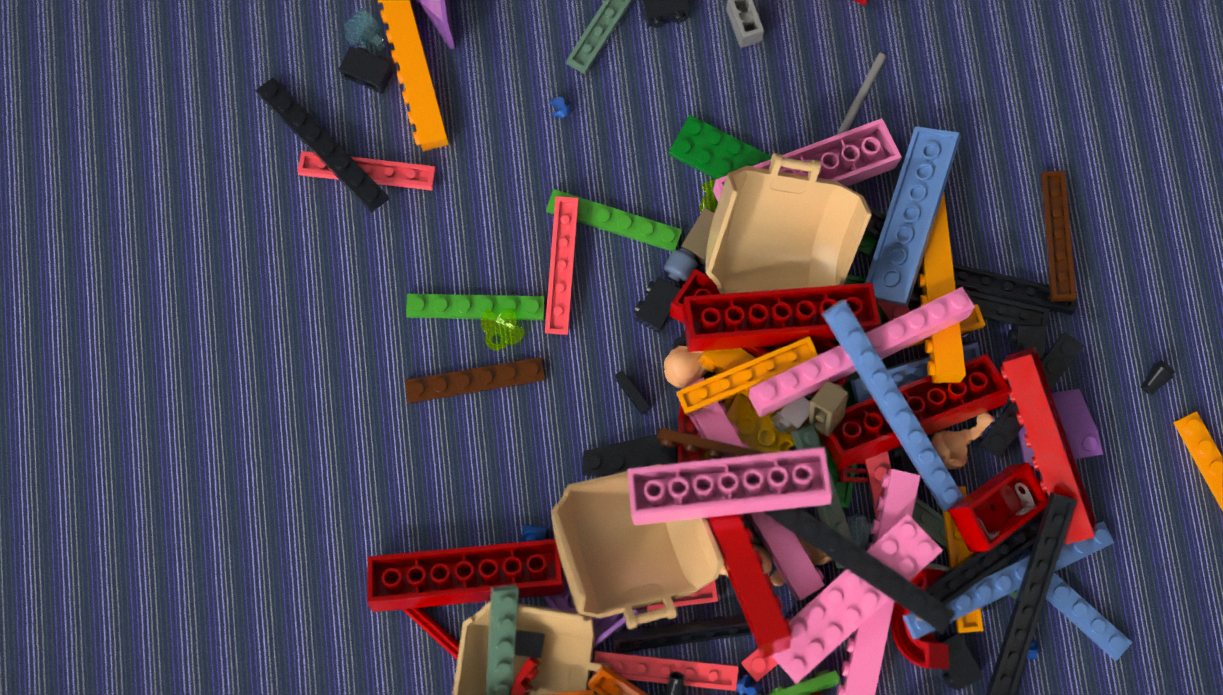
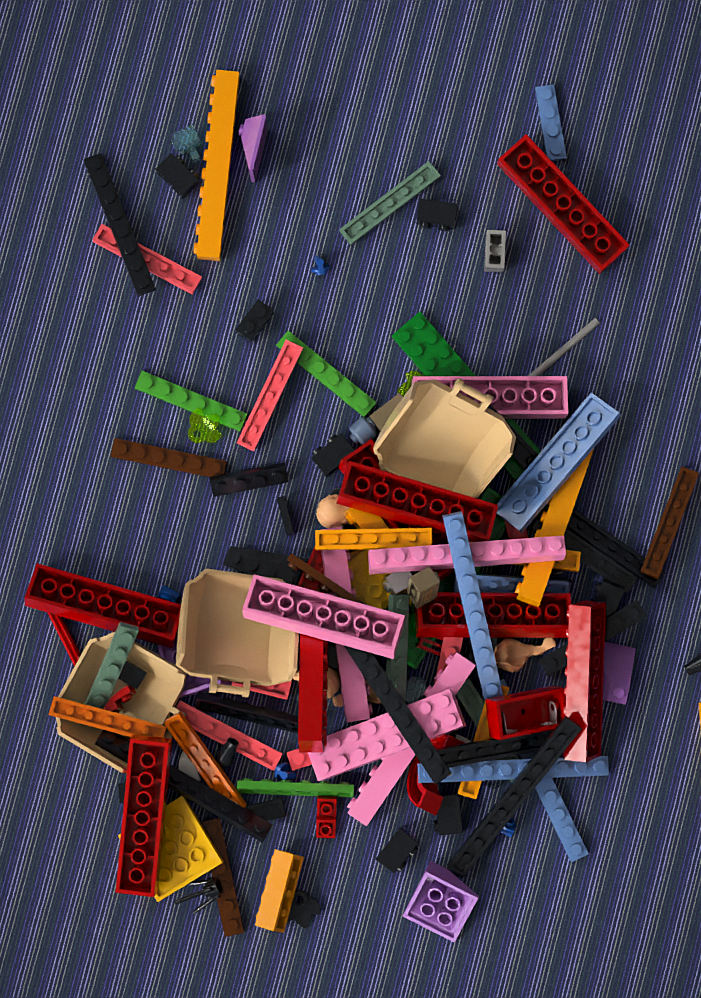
camera: 25 degrees right, 5 degrees up
(512, 192) = (254, 321): none -> black brick
(574, 367) = (249, 479): none -> black plate

